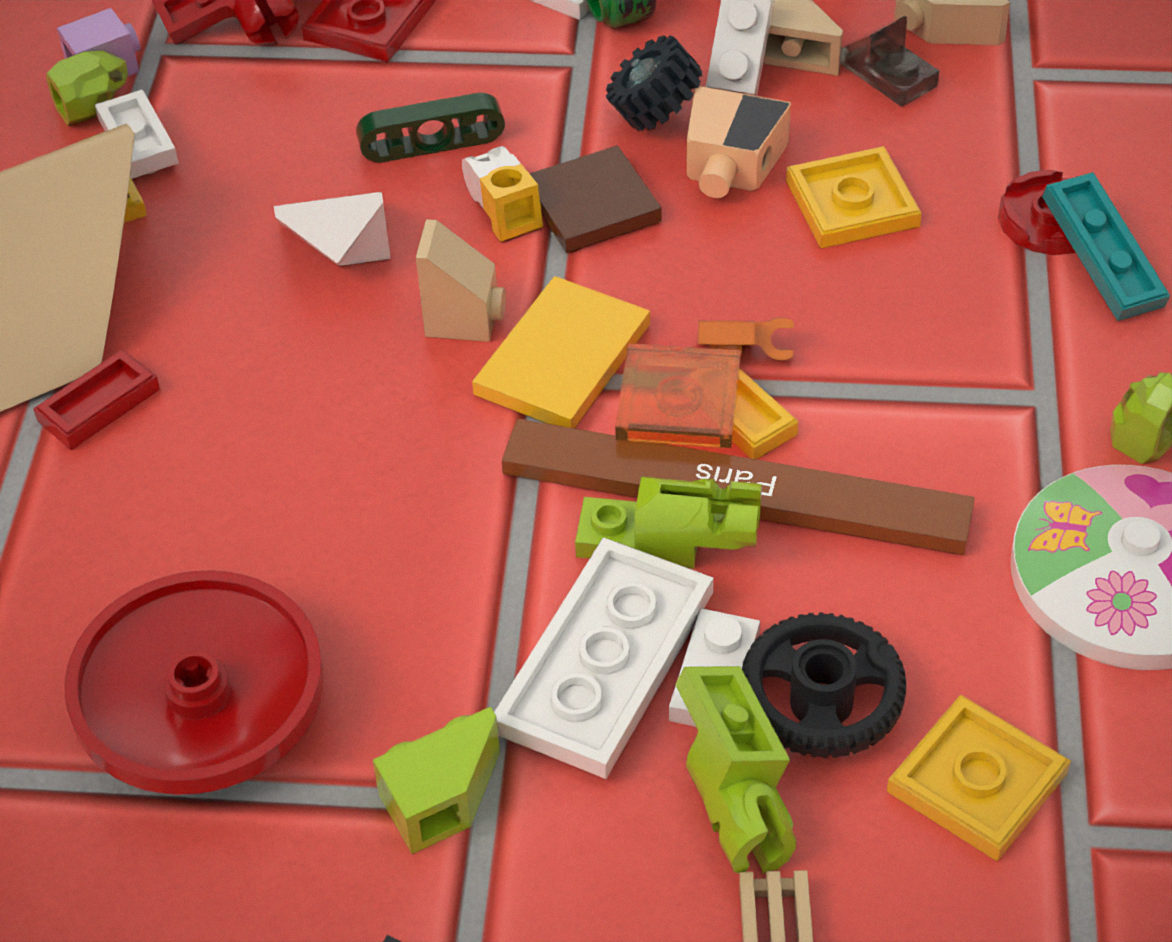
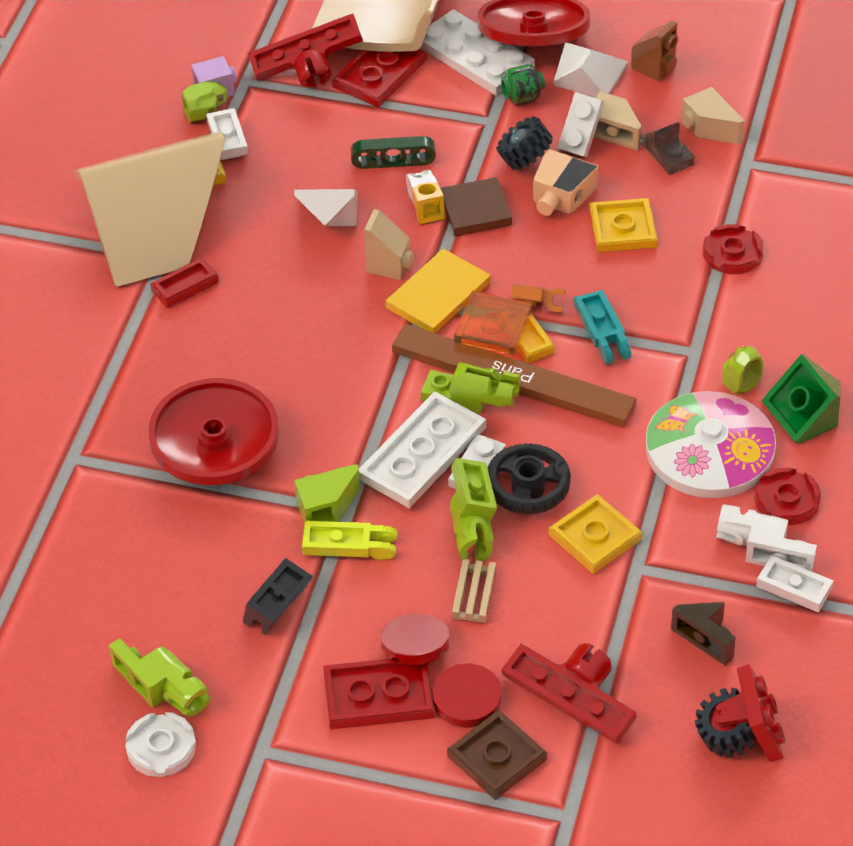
camera: 10 degrees right, 0 degrees up
(501, 866) = (349, 539): none -> neon yellow hinge
(873, 373) = (602, 324): none -> teal hinge
(1105, 246) = (753, 272): teal tile -> none

